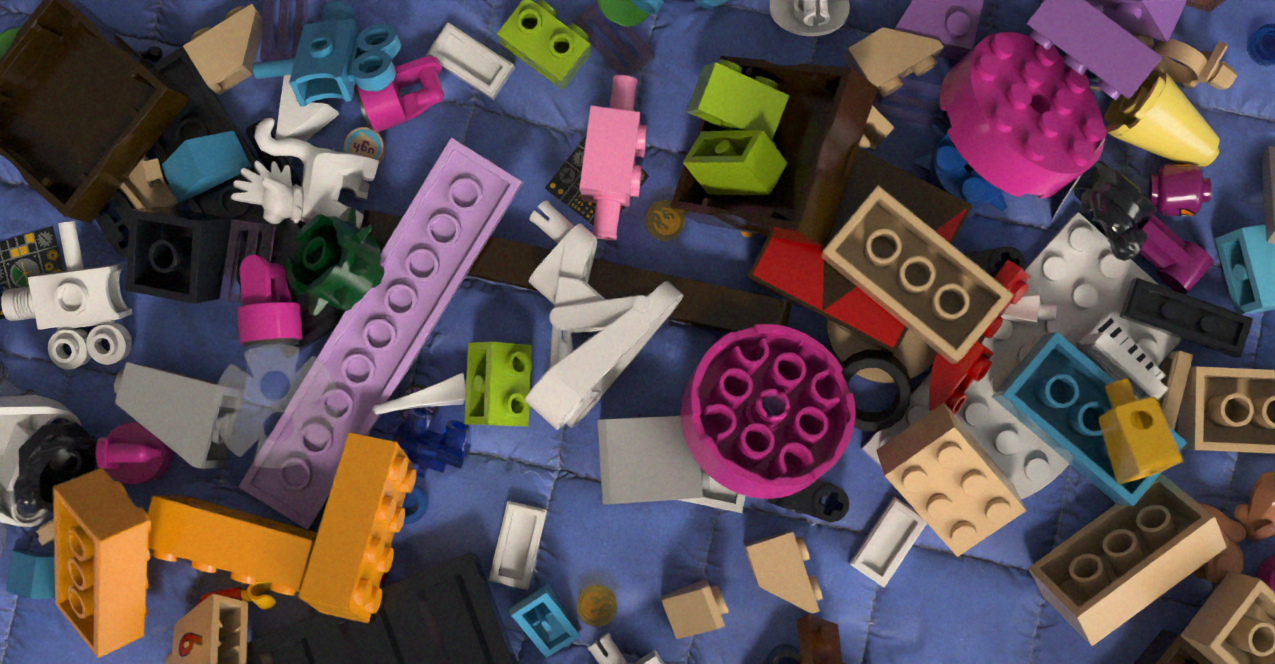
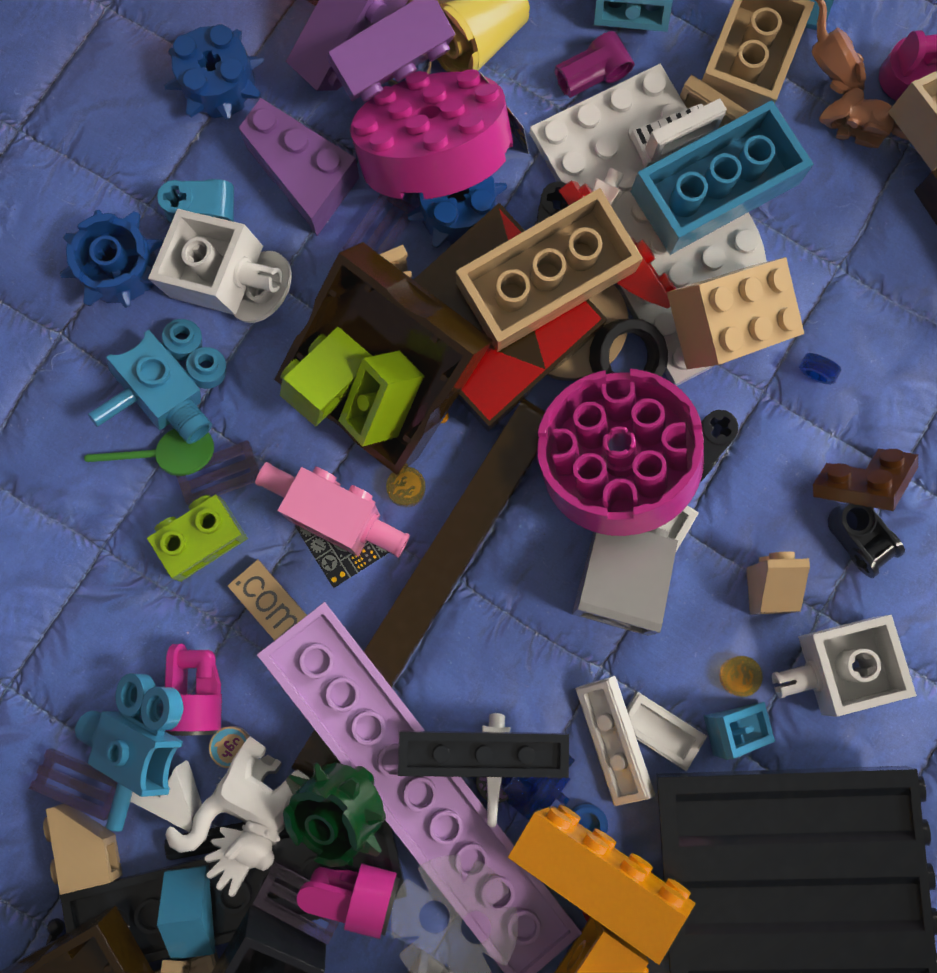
camera: 75 degrees left, 5 degrees down
(434, 379) = (483, 754): none -> black plate
(471, 61) = (186, 614): white tile -> none
(492, 503) = (615, 741): none -> white tile
(498, 384) = (506, 695): lime brick -> none
(510, 130) = (266, 600): none -> tan tile
(625, 324) = (467, 587): white connector -> none
(781, 571) = (761, 494): tan slope -> none
(888, 541) = (766, 392): white tile -> none
(892, 55) = (333, 228): tan slope -> none
(930, 587) = (820, 368): none -> clear blue tile
(1116, 209) = (541, 92): black piece -> none
(1127, 559) = (854, 192): tan brick -> none
(1136, 434) = (759, 132): yellow torso -> none
(1179, 189) = (542, 37): magenta head -> none
(1186, 317) = (656, 70): black tile -> none

